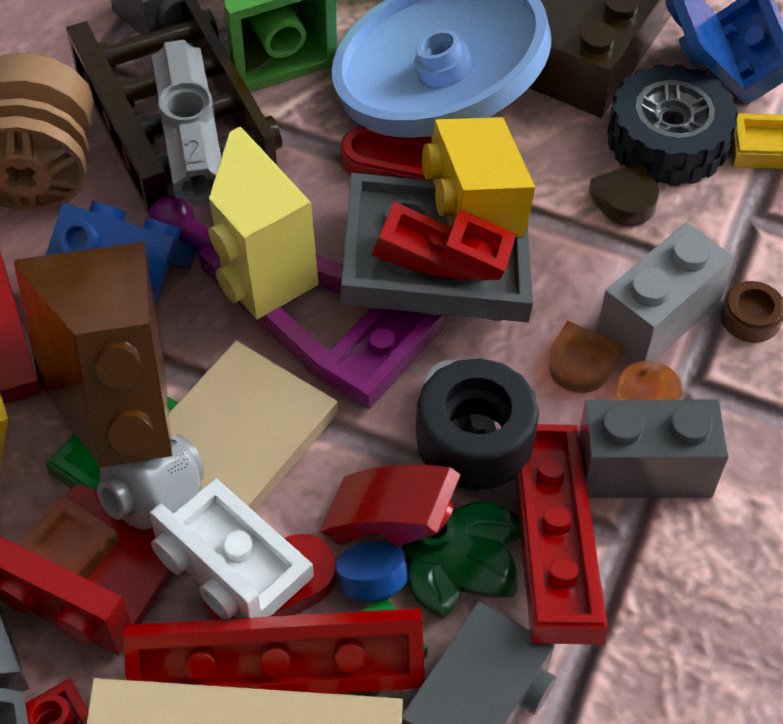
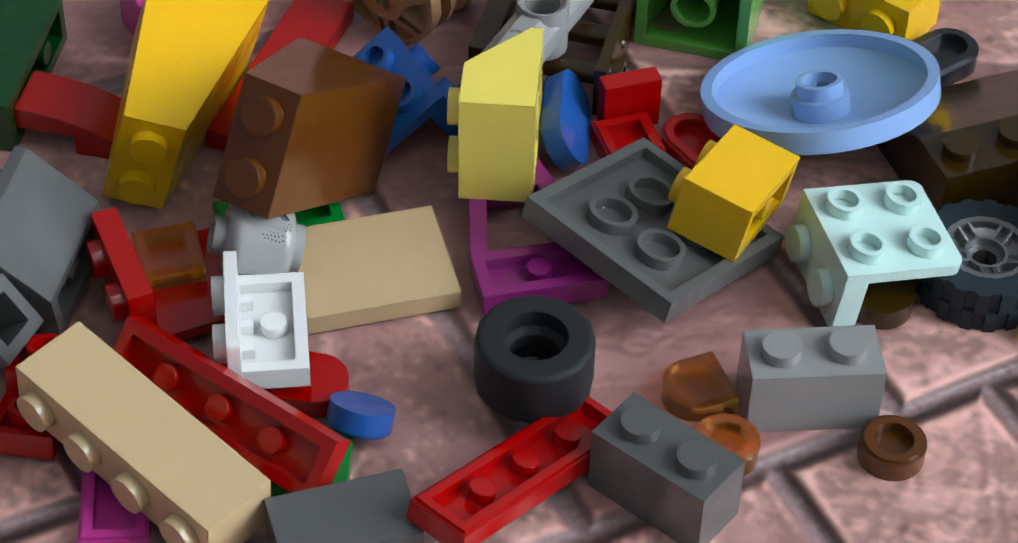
camera: 40 degrees right, 10 degrees down
(300, 144) = (630, 94): none -> red tile
(325, 184) = (618, 132): none -> red tile
(393, 501) = (416, 374): red slope -> none
(464, 251) = (635, 217): red slope -> none
(466, 558) = (435, 440): dark green plate -> none
(596, 161) = (865, 237): none -> light aqua bracket

